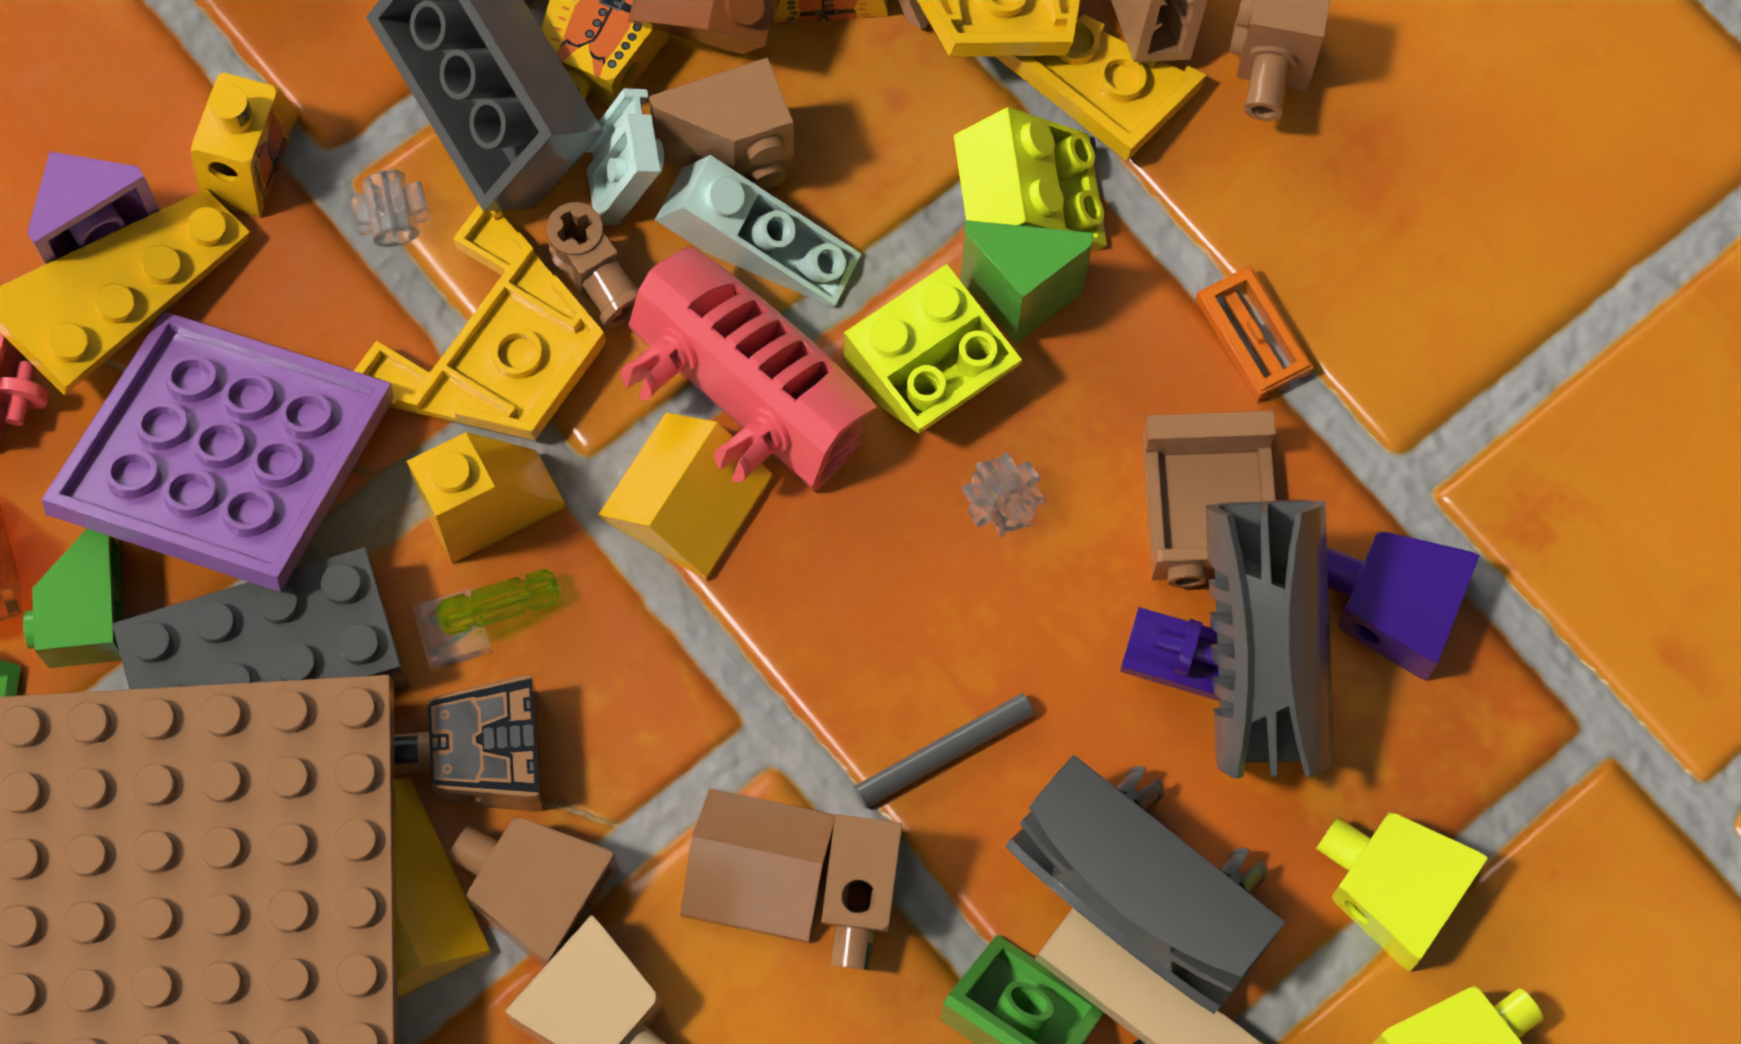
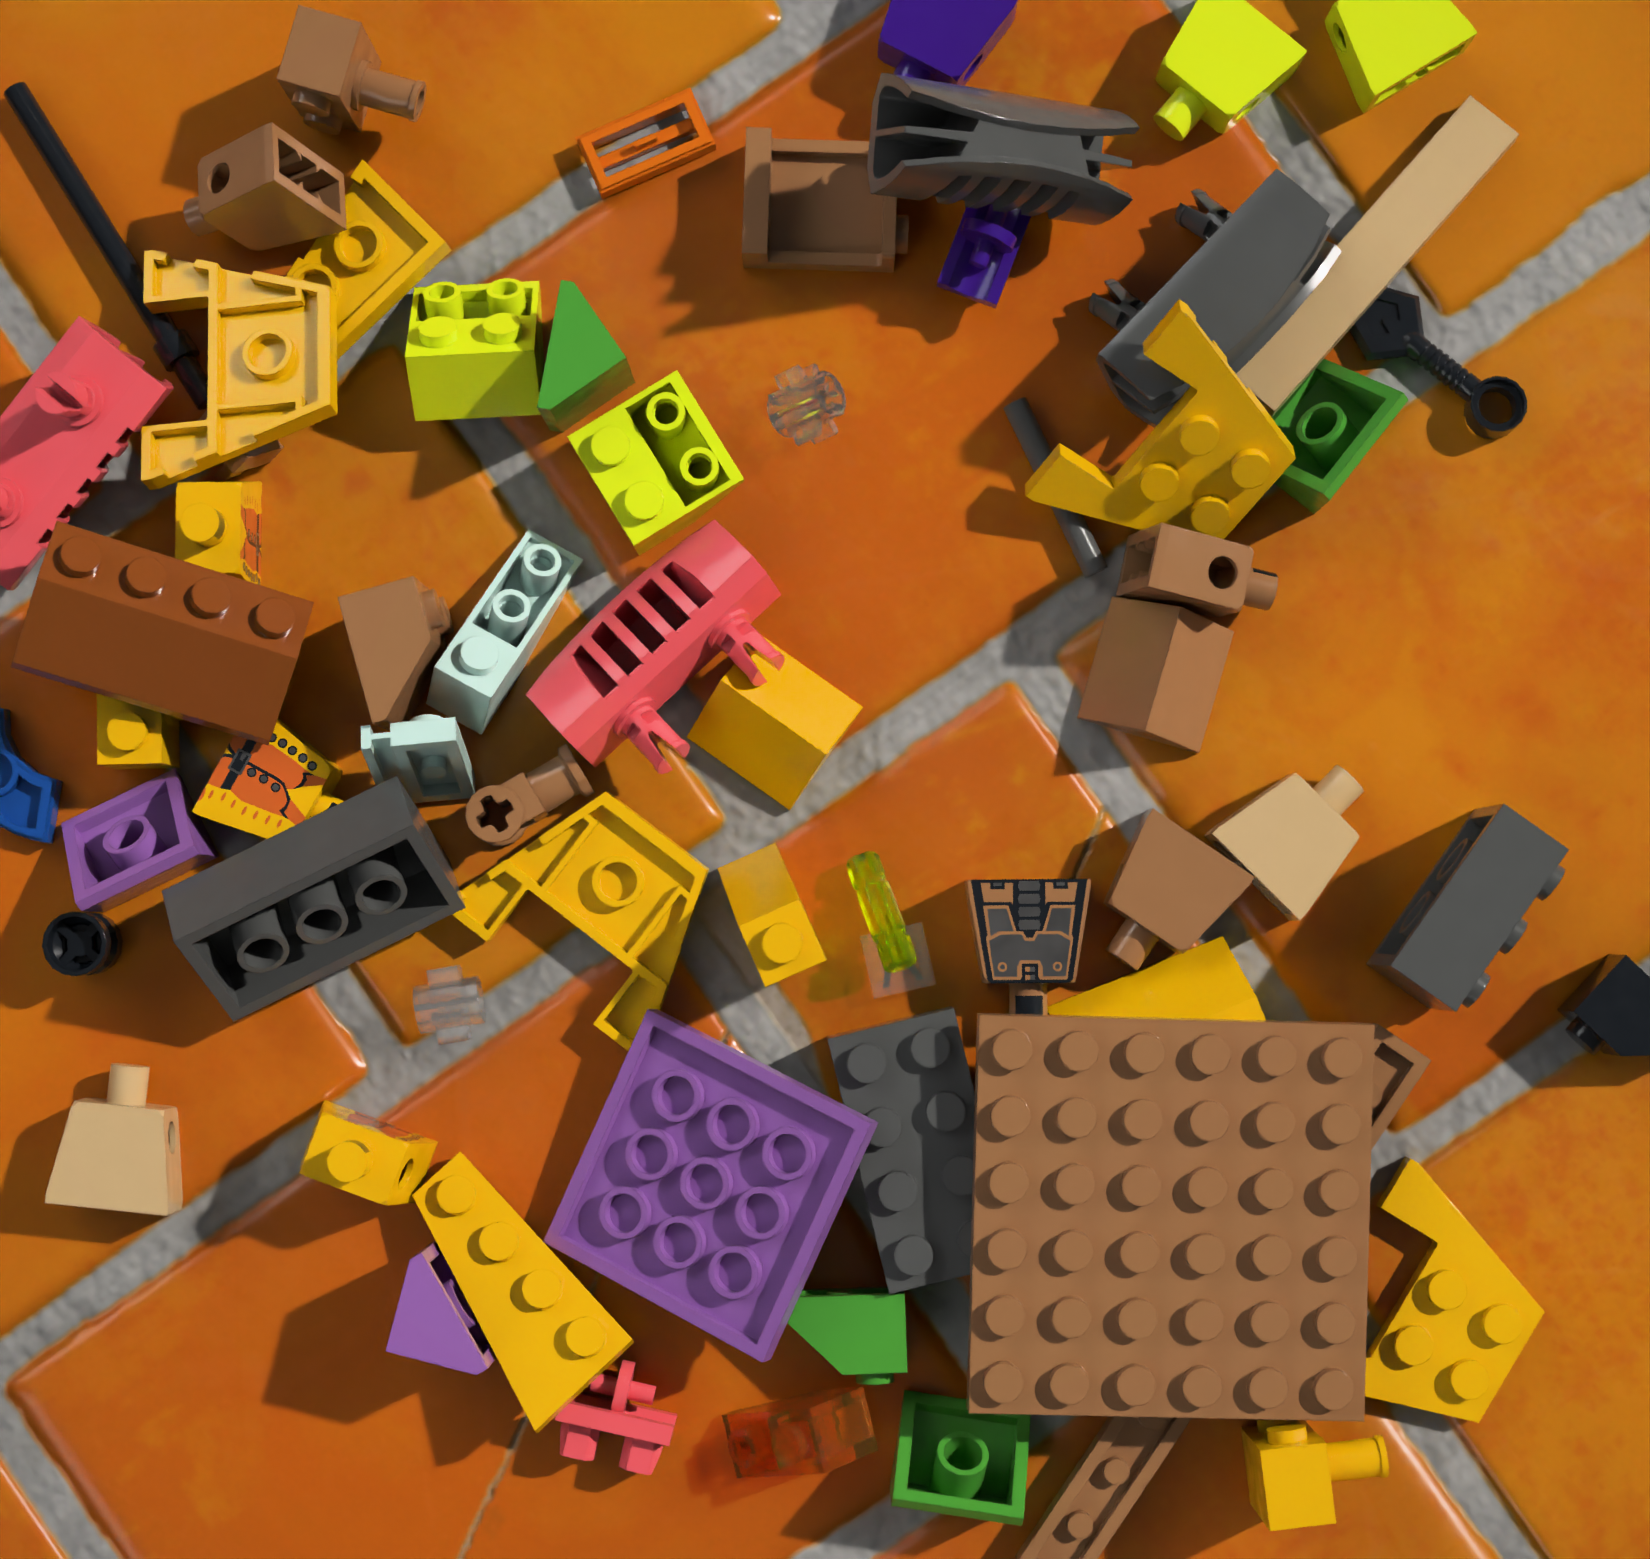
camera: 80 degrees left, 15 degrees up
(973, 876) = (1197, 465): none -> yellow wing

